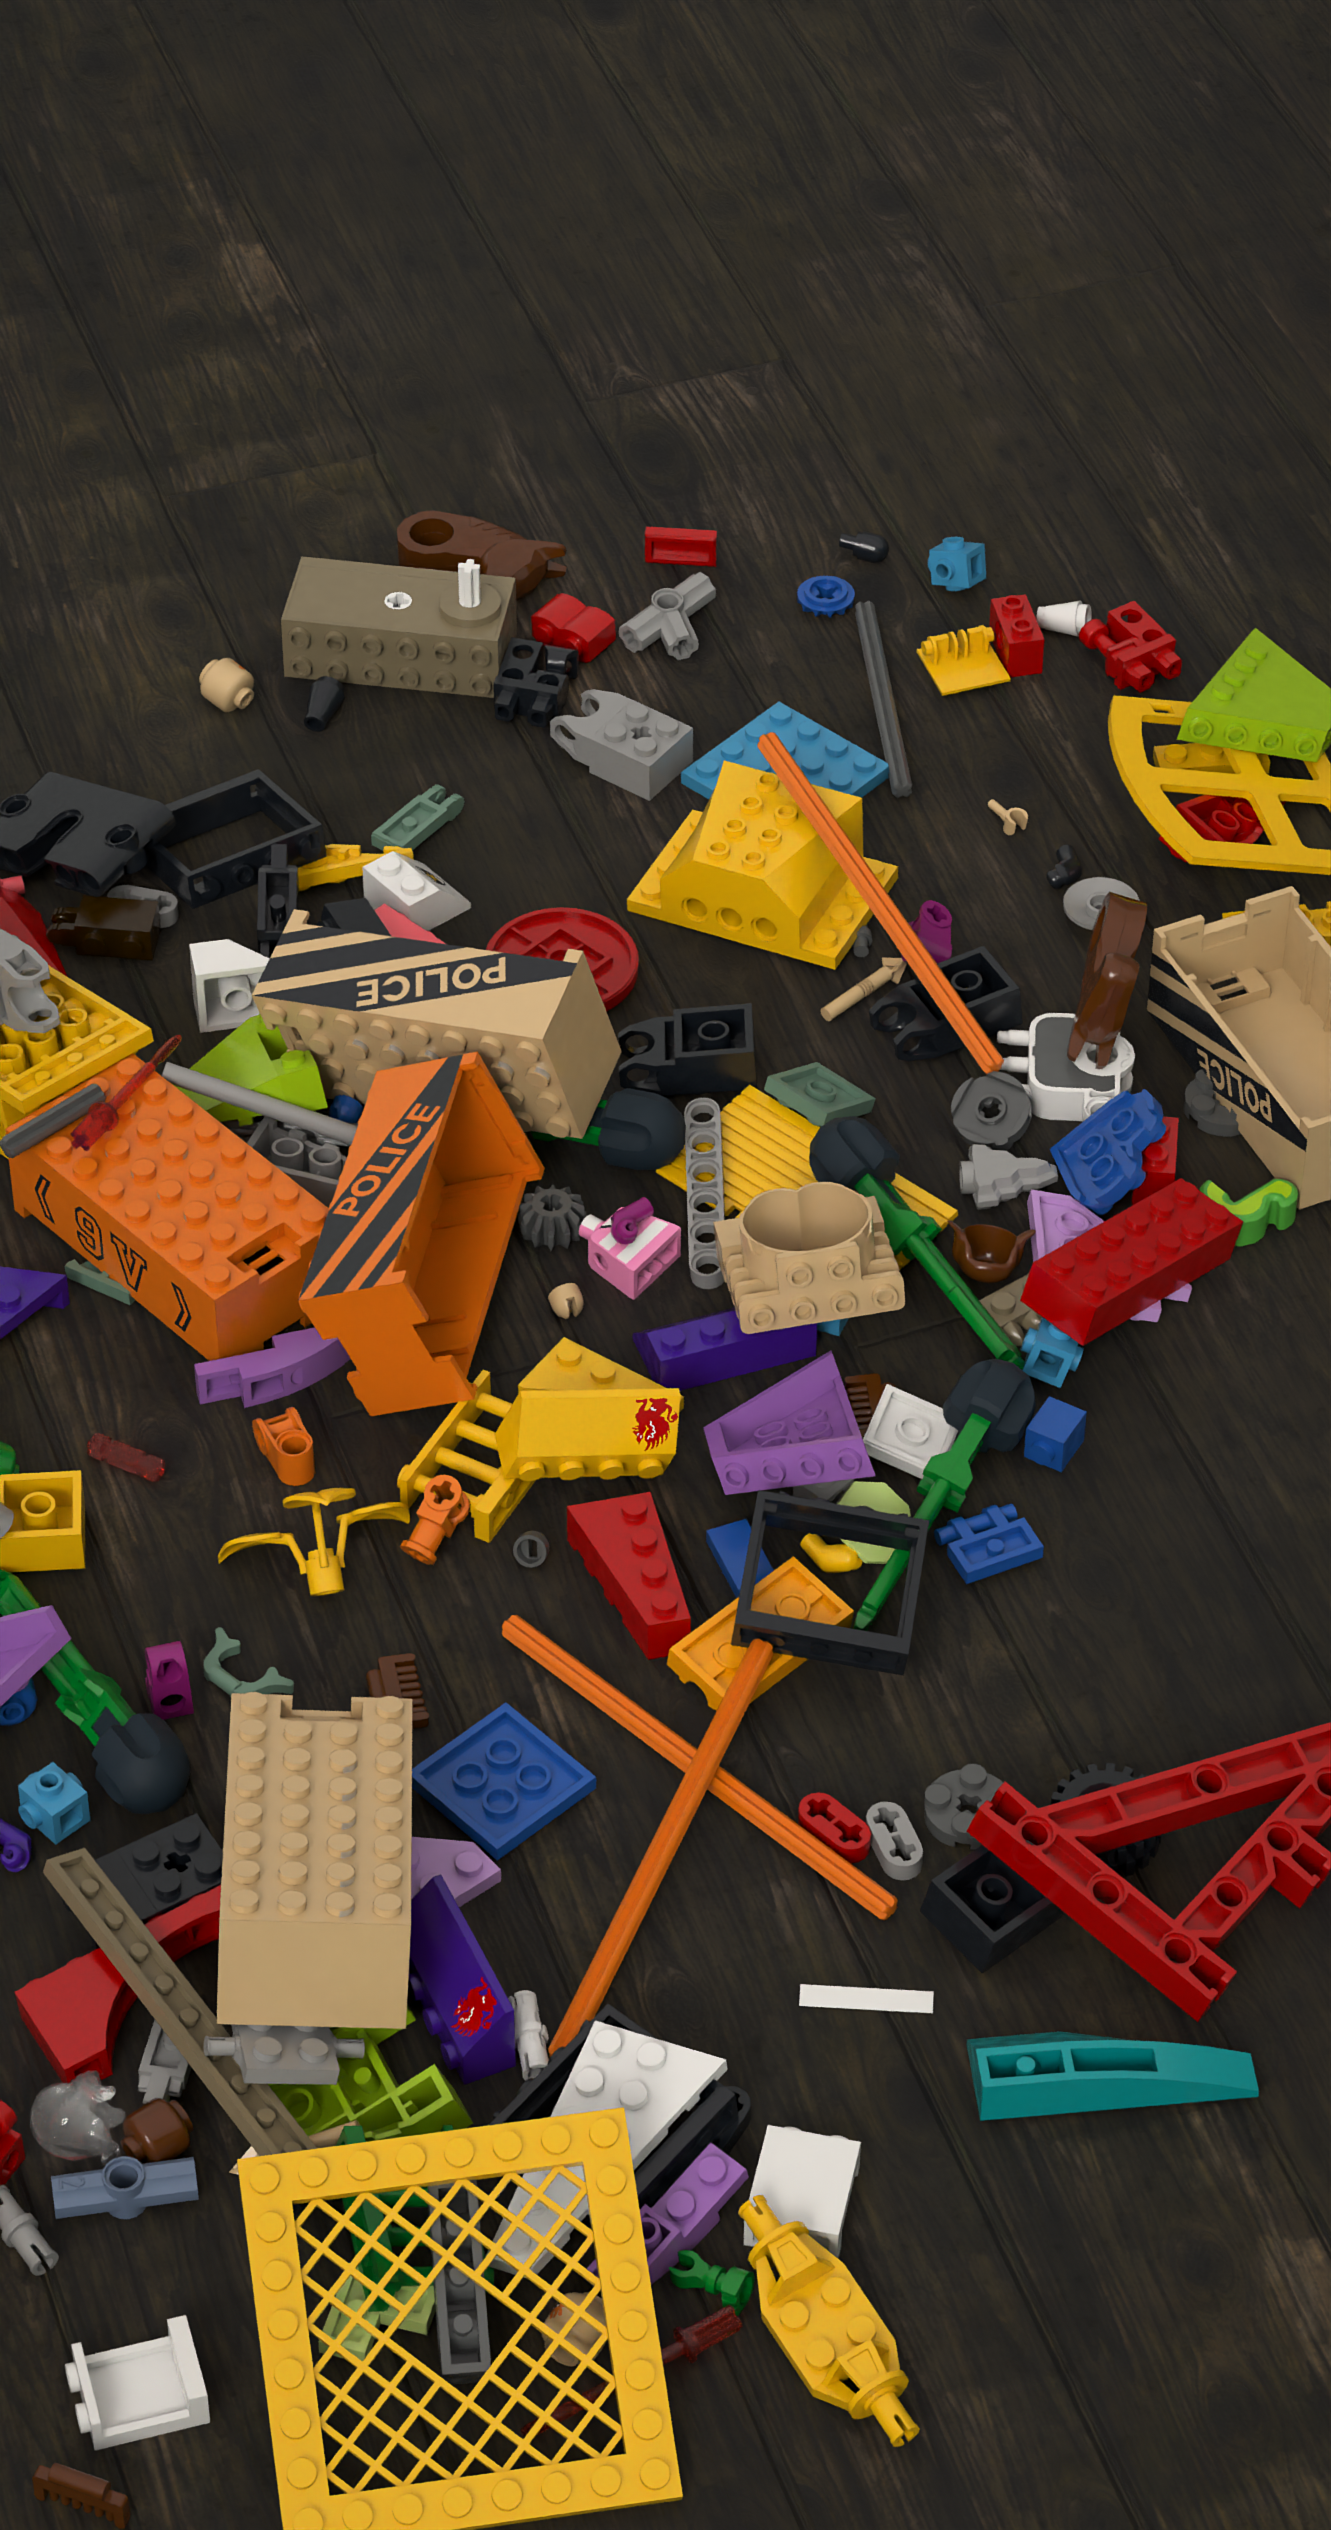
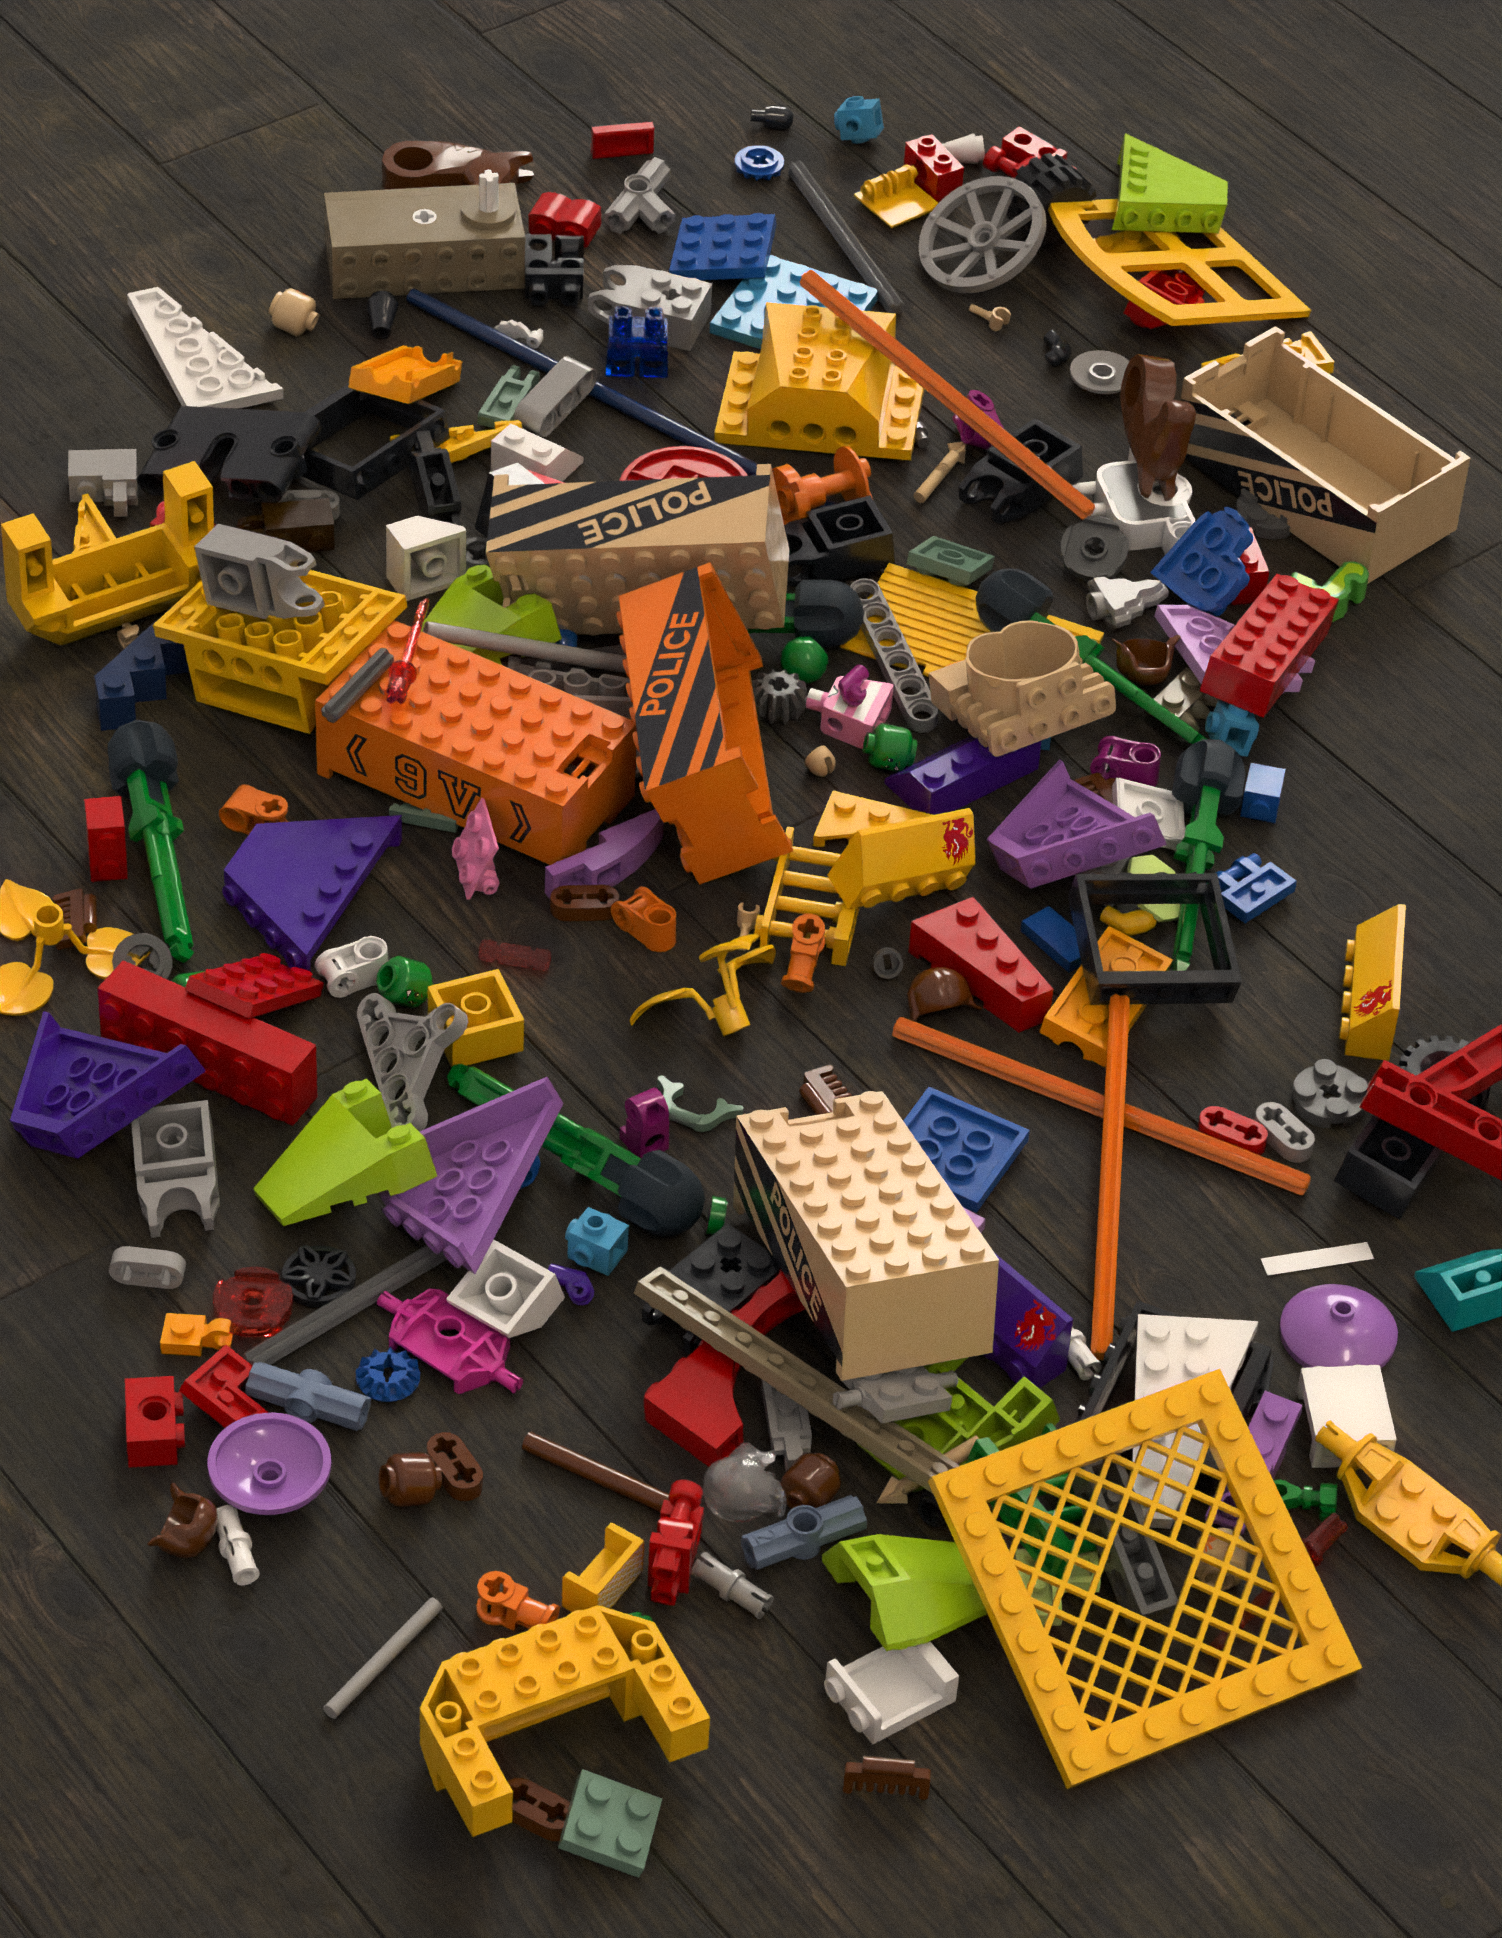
camera: 20 degrees left, 0 degrees up
(100, 723) = (196, 362): none -> white wing
(134, 1339) = (475, 853): none -> bright pink hinge
(198, 2281) = (913, 1586): none -> lime wedge
(202, 1799) = (716, 1214): none -> green tile
(229, 1411) = (583, 902): none -> reddish brown beam
(303, 776) = (405, 374): none -> light orange gear
(397, 1464) = (746, 920): none -> tan hand
(464, 745) = (518, 329): none -> white piece
(465, 828) = (555, 396): none -> light grey beam
(538, 844) = (600, 391): none -> dark blue piece
(569, 1592) = (938, 990): none -> reddish brown hair
(582, 781) = (640, 338): none -> clear blue hips
(598, 1180) = (804, 658): none -> green piece
(649, 1299) = (890, 747): none -> green head
(690, 986) = (810, 491): none -> orange piece
(735, 687) = (724, 246): none -> blue plate
(861, 2105) = (1338, 1327): none -> medium lavender dish
(915, 1368) = (1127, 760): none -> magenta piece
(1030, 726) = (985, 237): none -> light grey wheel
(1073, 1690) = (1373, 985): none -> yellow slope
(1120, 671) = (1052, 181): none -> black wheel

